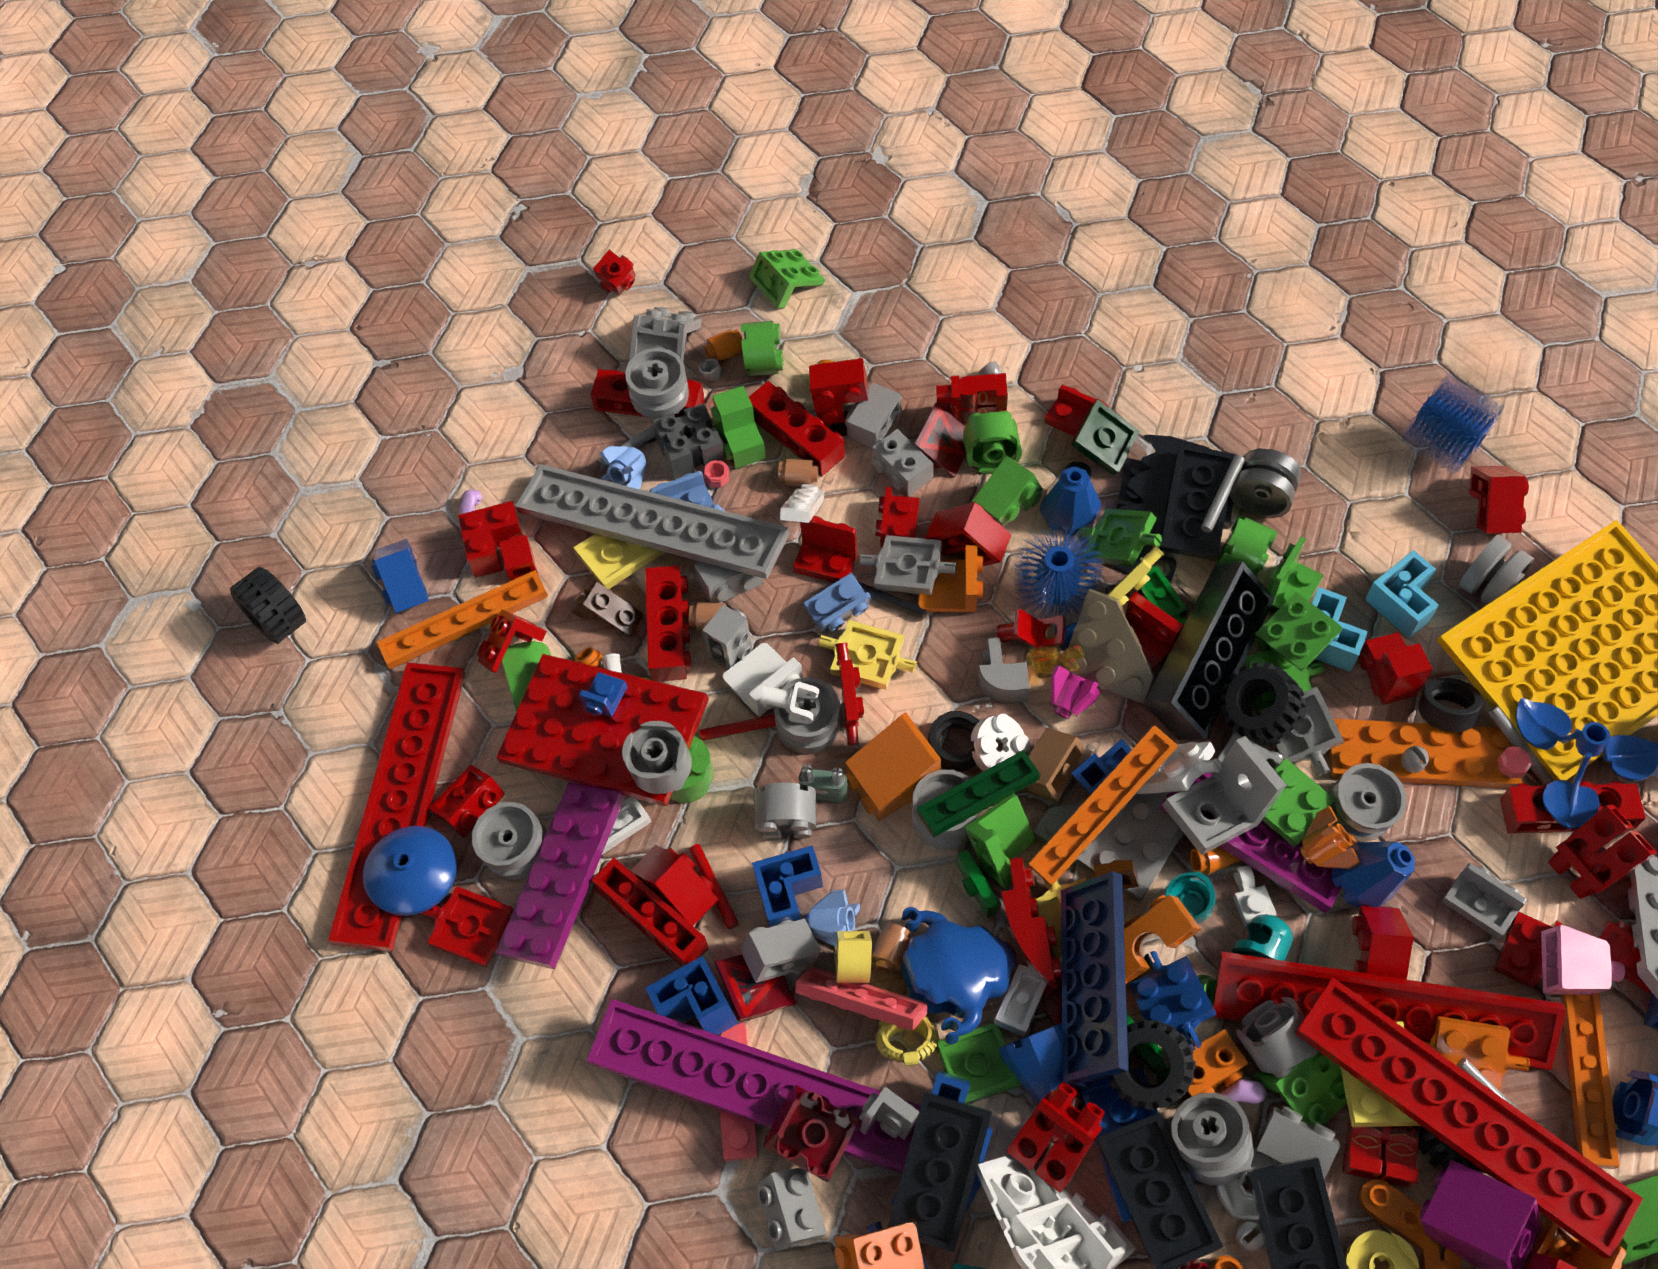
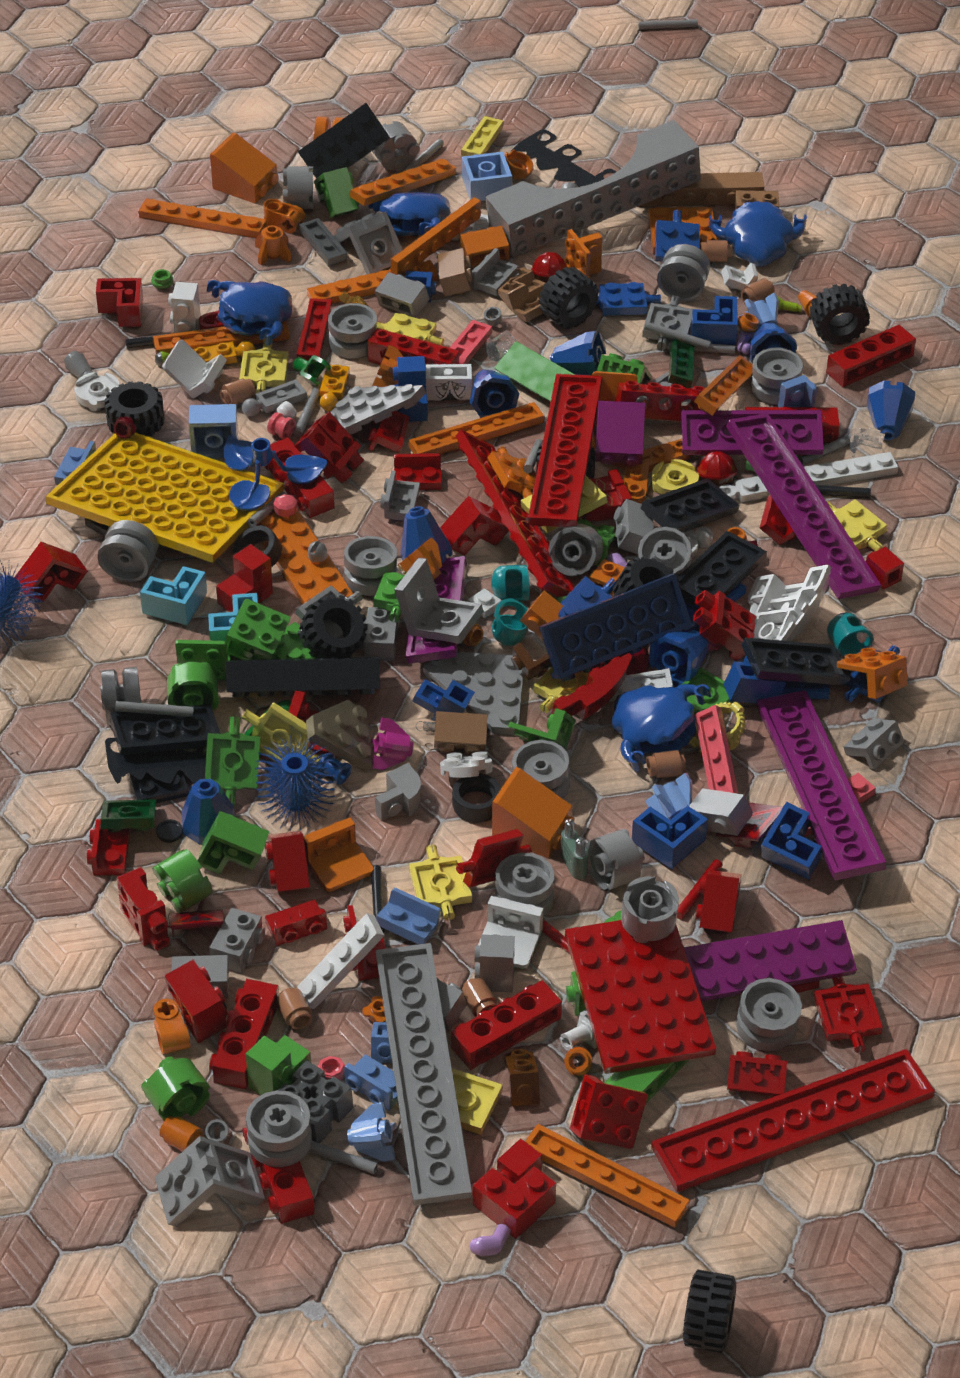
camera: 125 degrees left, 15 degrees down
(400, 575) = (597, 1238): blue brick -> none
(420, 881) = (840, 1078): blue dish -> none
(603, 695) = (619, 987): blue bracket -> none
(615, 272) = (145, 1269): red brick -> none
(650, 913) = (754, 893): red brick -> none
(780, 272) = (67, 1128): bright green bracket -> none
(787, 699) = (532, 874): white piece -> none
(810, 1132) = (827, 736): dark red slope -> none
(853, 957) = (696, 761): light yellow brick -> none
(891, 1111) = (788, 695): light grey bracket -> none
(908, 564) = (341, 884): light grey plate -> none
(976, 883) = (582, 738): green plate -> none
(978, 793) = (526, 738): dark green plate -> none
(990, 368) = (90, 929): light grey hinge -> none
(1032, 630) = (353, 788): red bracket -> none
(1044, 659) = (372, 767): clear yellow plate -> none
(1102, 805) = (481, 676): orange plate -> none
(1182, 768) = (421, 653): white plate -> none
(1577, 963) = (424, 437): torso -> none

